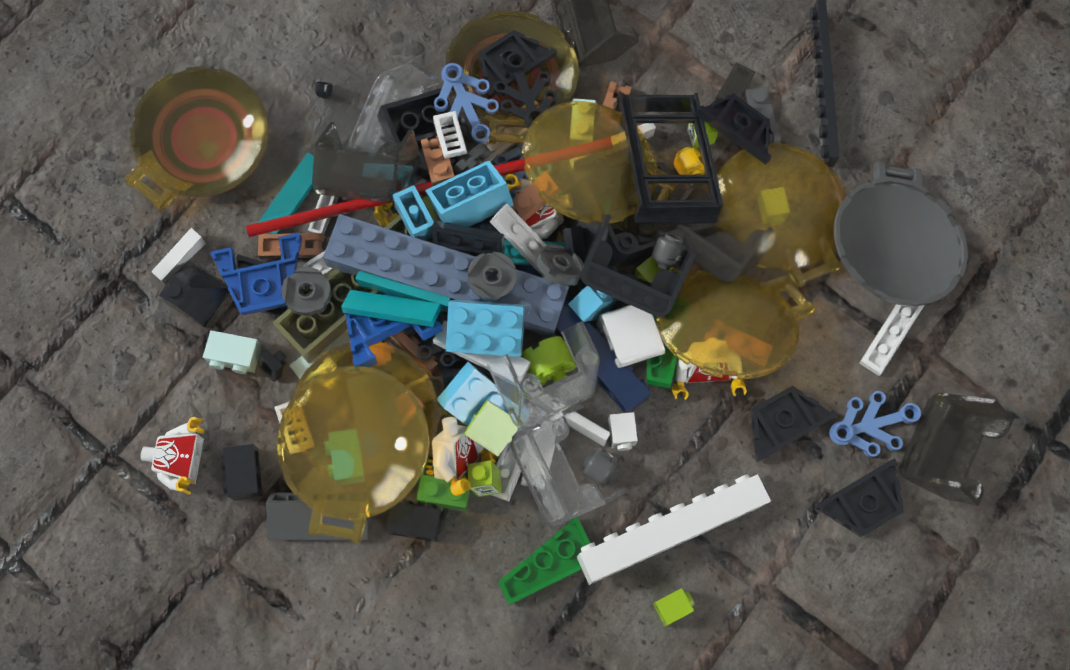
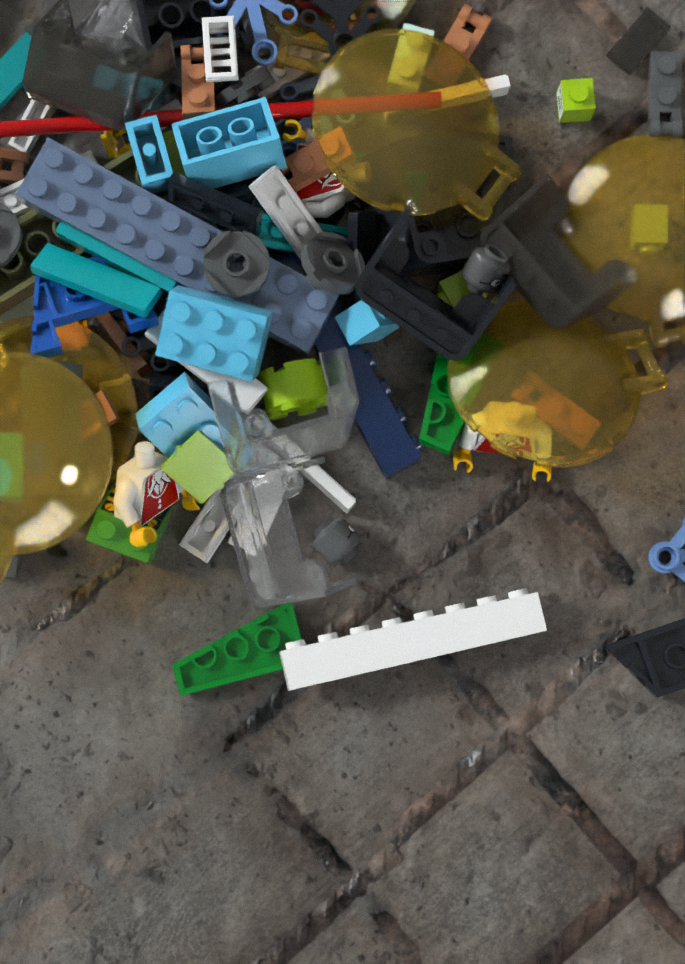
camera: 10 degrees right, 10 degrees up
(414, 521) = (80, 566): black brick -> none
(484, 478) = (179, 528): lime brick -> none
(622, 431) = (374, 500): white brick -> none
(631, 335) = (410, 375): white piece -> none
(668, 210) = (502, 215): black piece -> none
(674, 606) = (392, 739): lime brick -> none
(689, 162) = (547, 146): yellow head -> none
(740, 124) = (627, 104): black wing -> none
(785, 420) = (594, 526): black wing -> none

